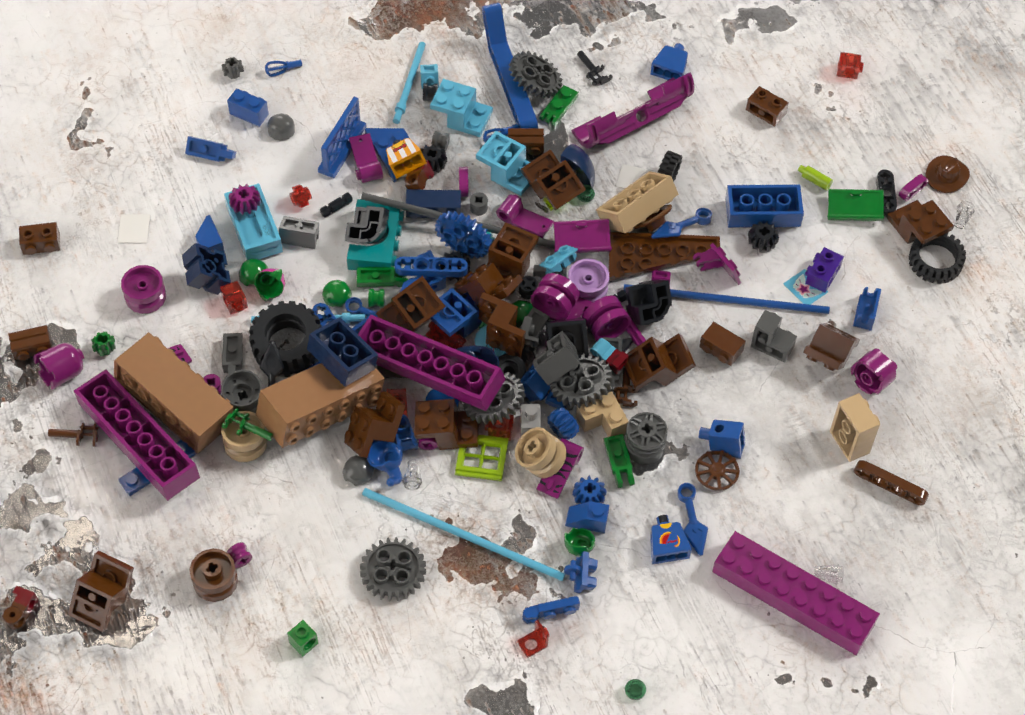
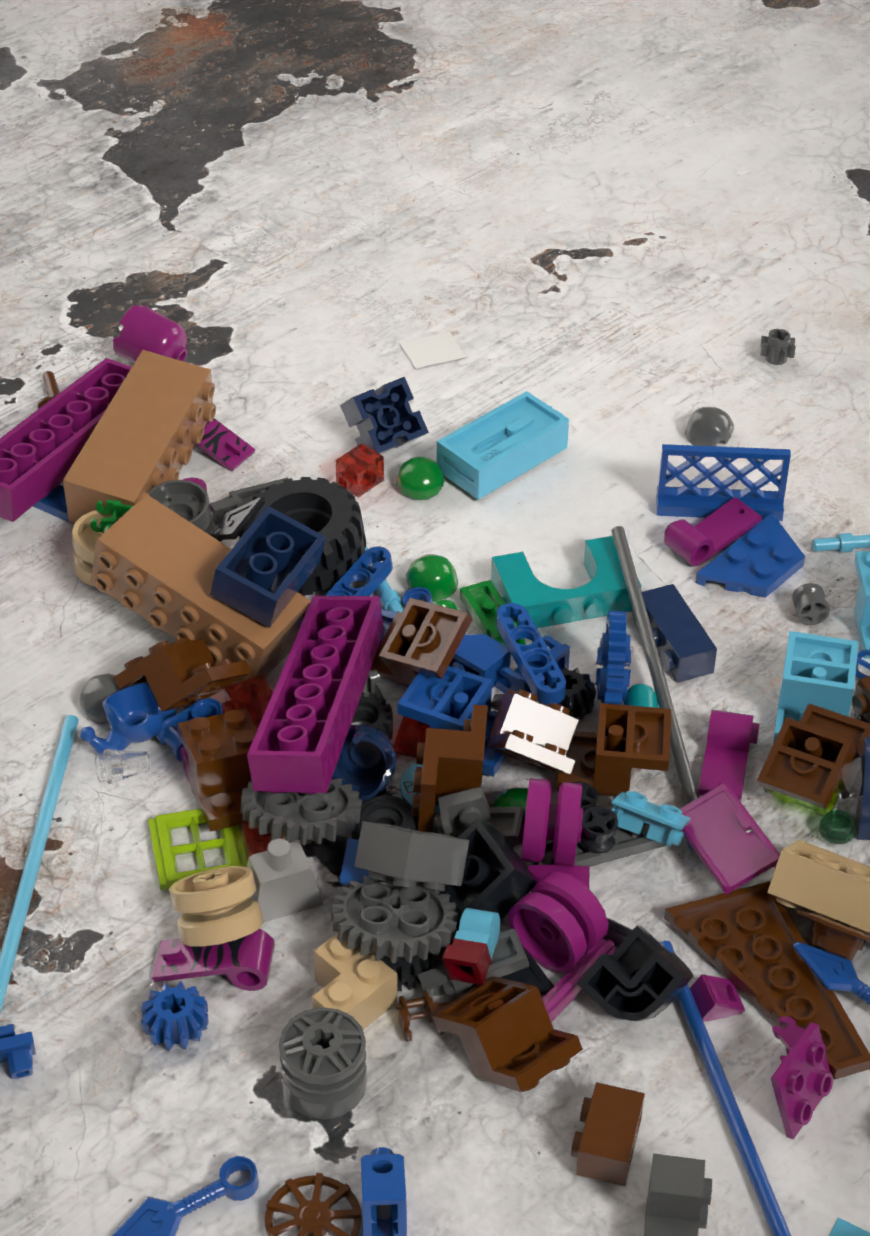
camera: 70 degrees right, 15 degrees down
(29, 342) = (185, 310): reddish brown brick -> none
(39, 238) = (357, 270): reddish brown brick -> none
(103, 343) = (219, 371): green gear -> none
(143, 289) = (319, 377): magenta wheel -> none
(208, 149) = (612, 369): blue hinge -> none
(209, 236) = (450, 412): blue slope -> none
(244, 199) = (520, 405): magenta gear -> none
(248, 107) = (717, 378): blue brick -> none
(269, 283) = (406, 495): green hat -> none
(286, 65) = (831, 401): blue piece -> none
(299, 232) = (519, 498): dark grey hinge -> none
(300, 196) = (588, 480): clear red gear -> none
(336, 204) = (597, 525): black axle -> none
(368, 225) = (564, 557): black brick -> none
(404, 157) = (739, 557): light orange torso -> none
(417, 178) = (712, 590): reddish brown leg -> none
(435, 156) = (766, 604): black gear -> none
(463, 181) = (746, 656): magenta beam -> none
(481, 207) = (715, 689): dark grey wheel -> none
(563, 423) = (300, 928): blue gear -> none
(579, 540) = (60, 1027): green hair -> none
(588, 515) = (122, 1036): blue slope -> none
(590, 278) = (631, 876): lavender wheel -> none
(619, 459) = (257, 1047): green hinge -> none
(668, 541) = (109, 1172): blue torso -> none

